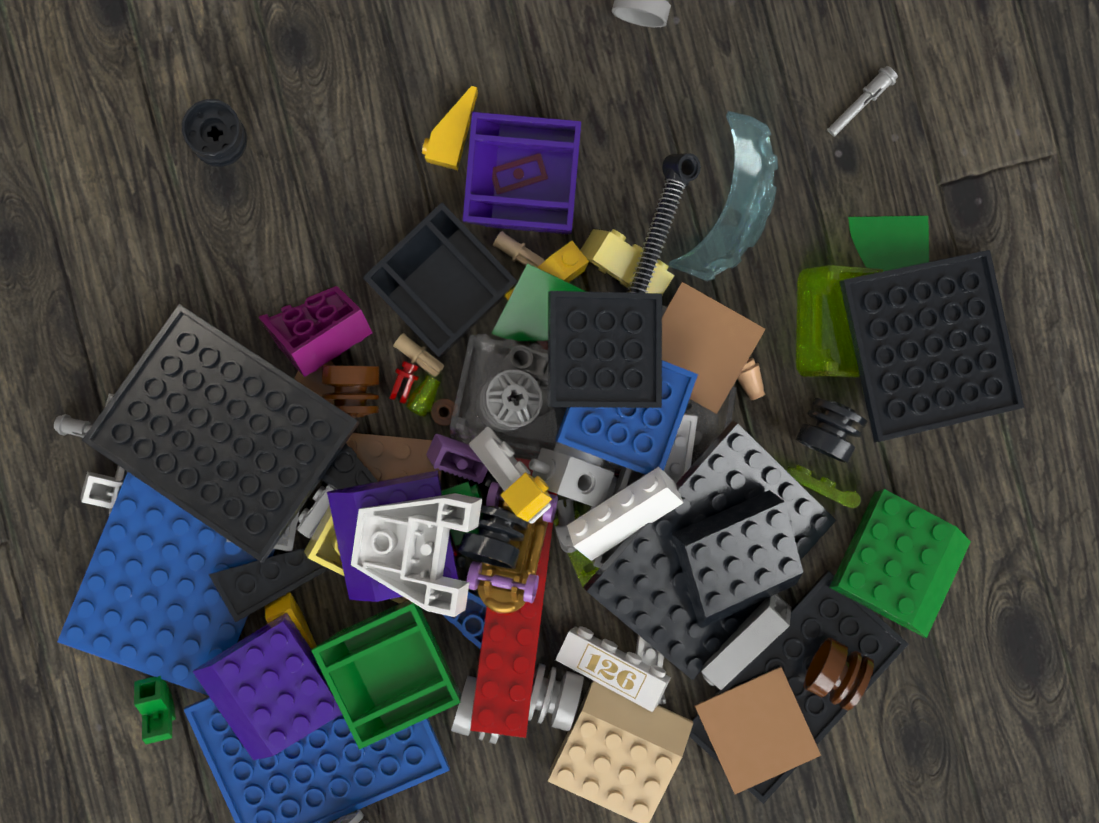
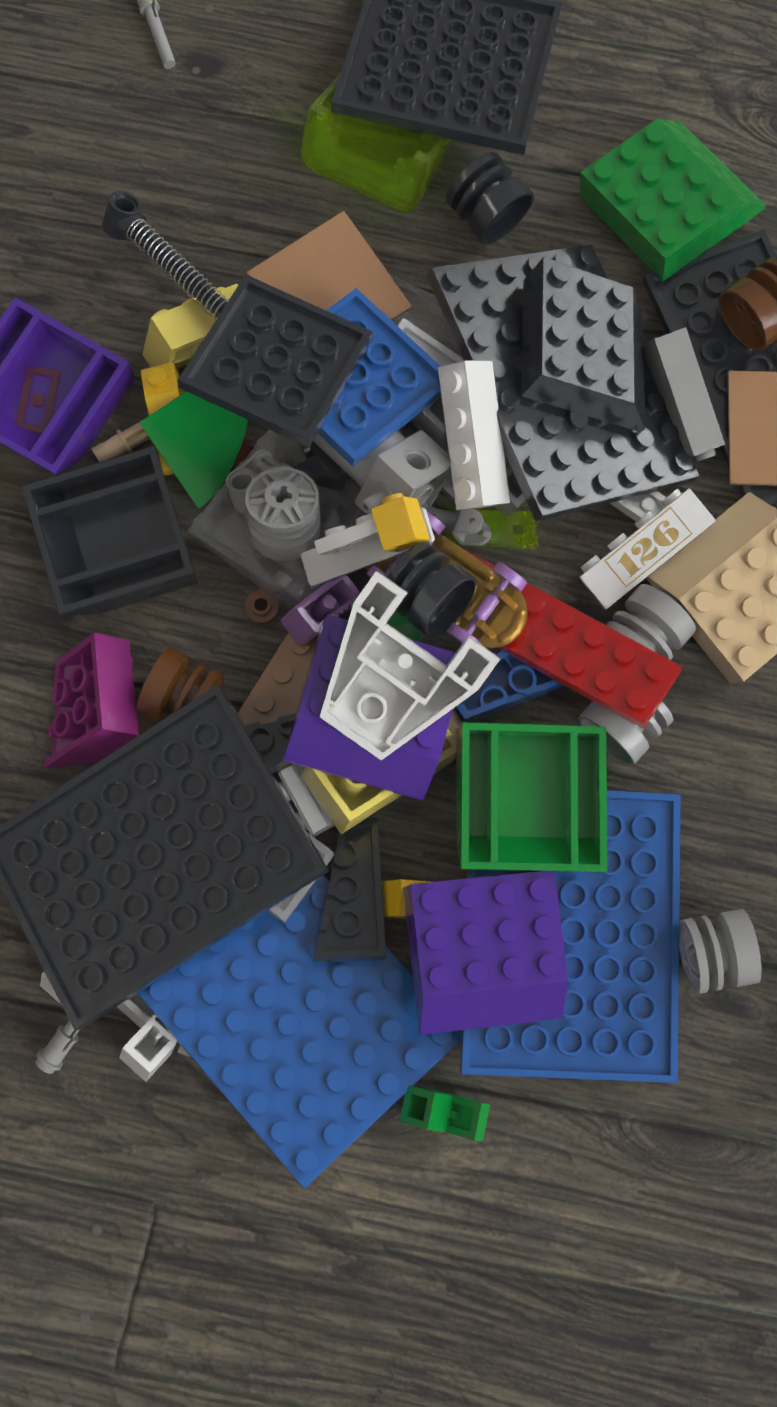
camera: 70 degrees left, 10 degrees down
(407, 372) = (204, 634): red arm -> none
(418, 355) = (182, 604): tan axle -> none
(423, 397) = (233, 622): clear neon green cone -> none
(746, 206) = (192, 174): clear light blue windscreen -> none
(751, 380) = (396, 261): light nougat cone -> none
(824, 487) = (559, 234): clear neon green plate -> none
(891, 240) = (313, 58): green sticker -> none

